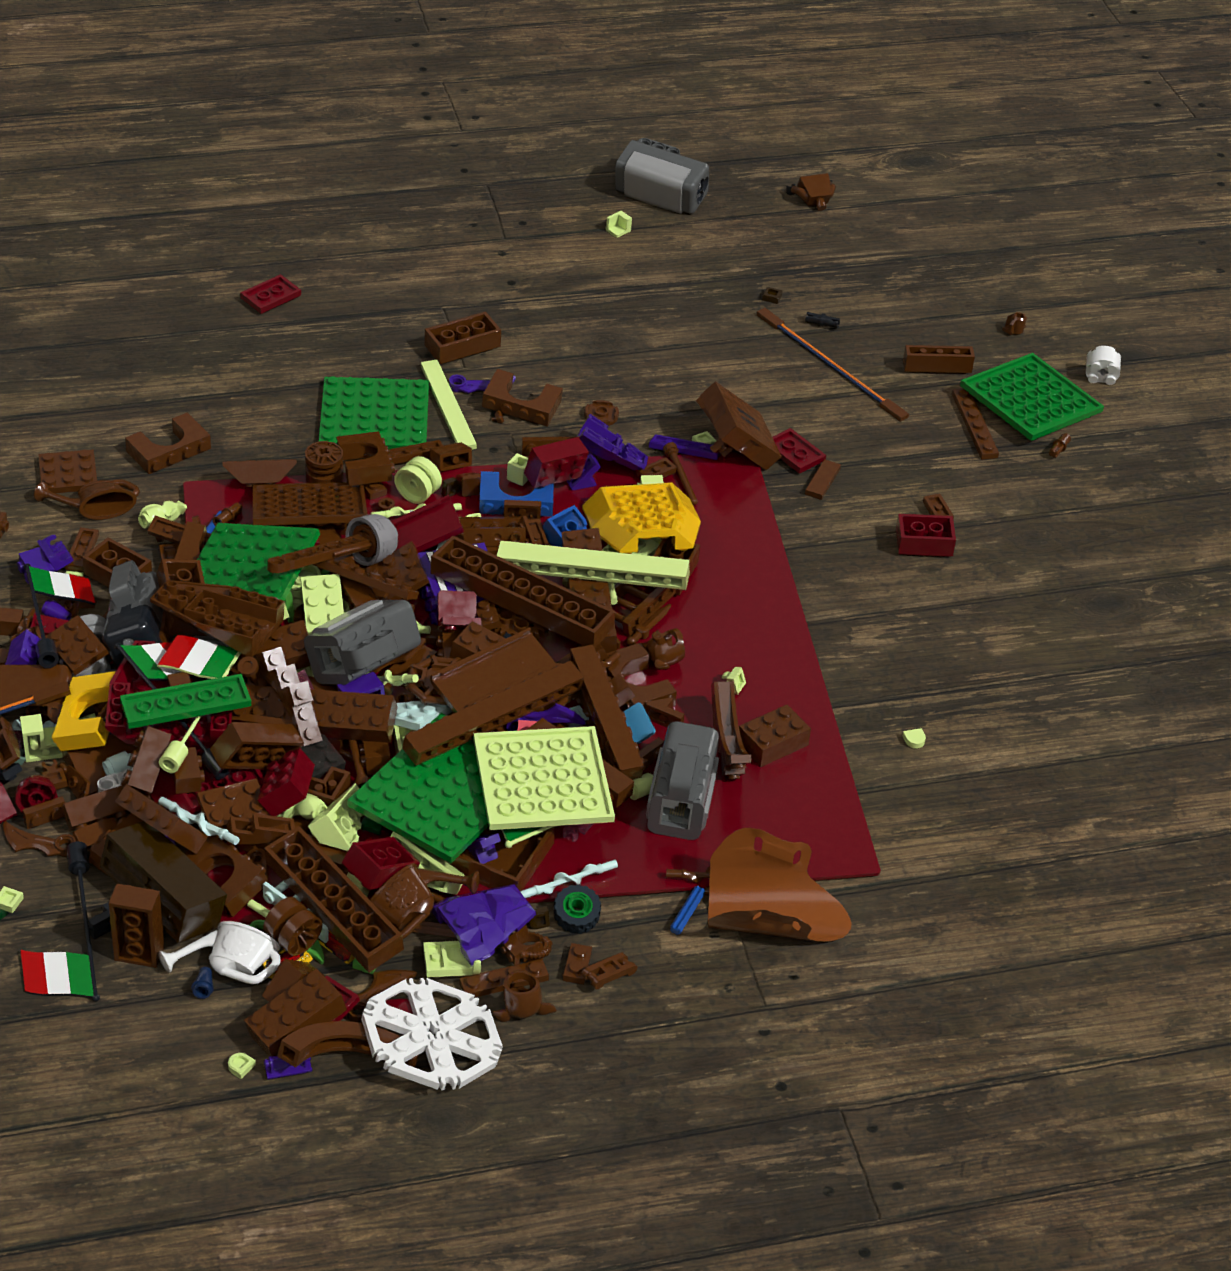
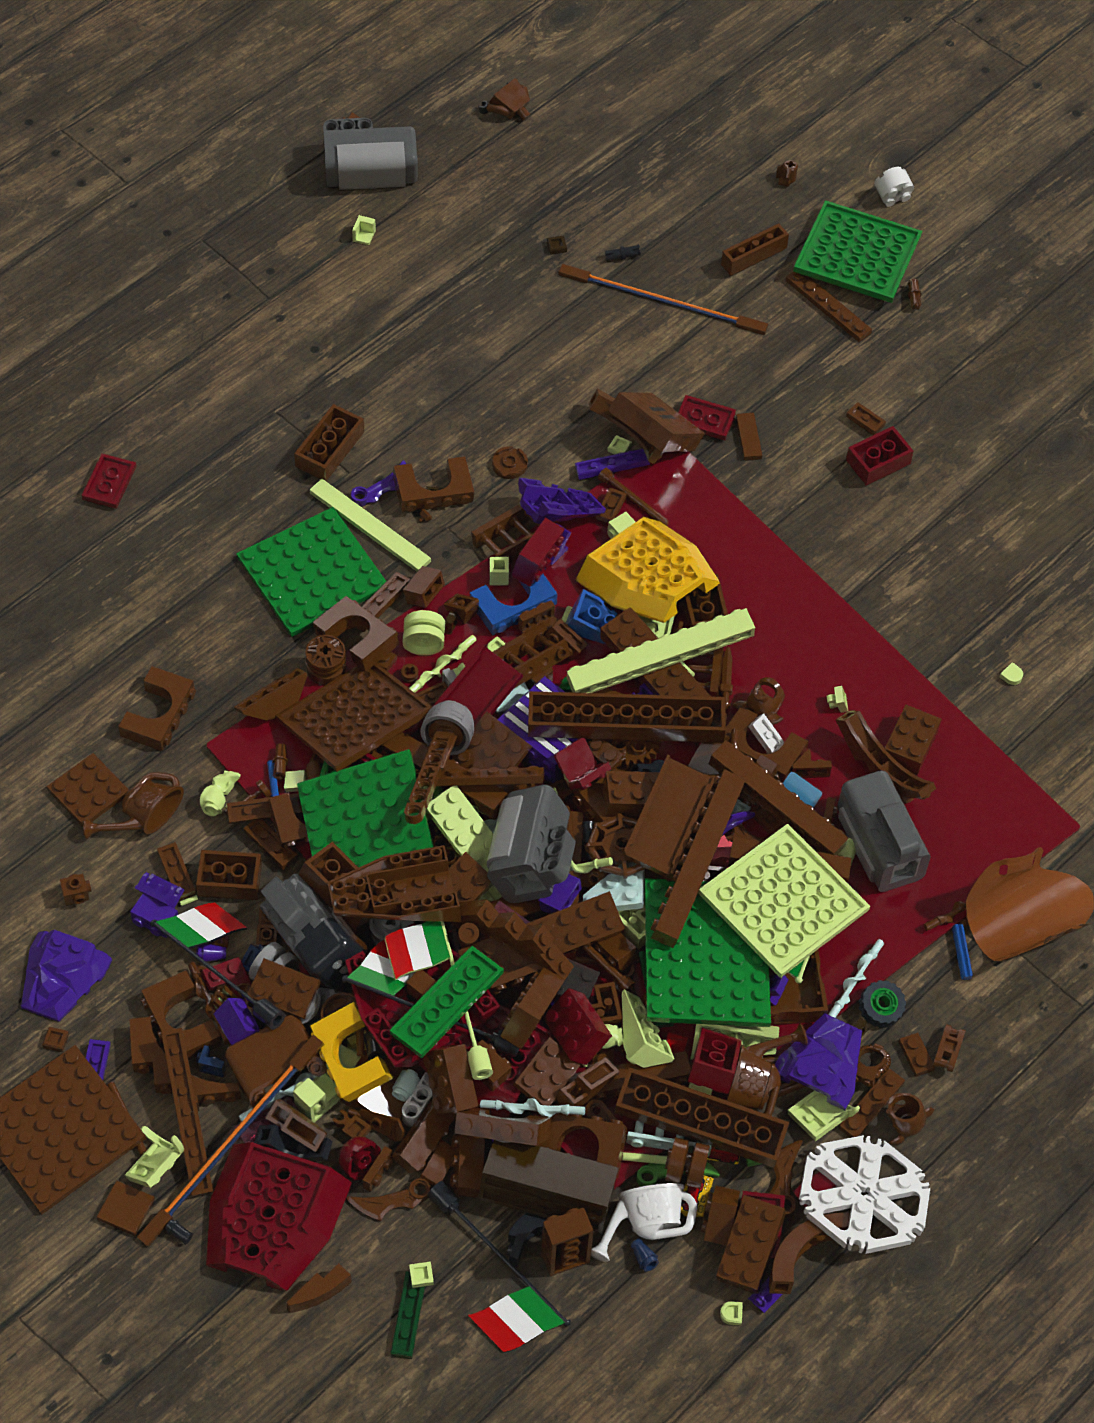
camera: 30 degrees left, 15 degrees up
(644, 669) = (766, 734): none -> white plate

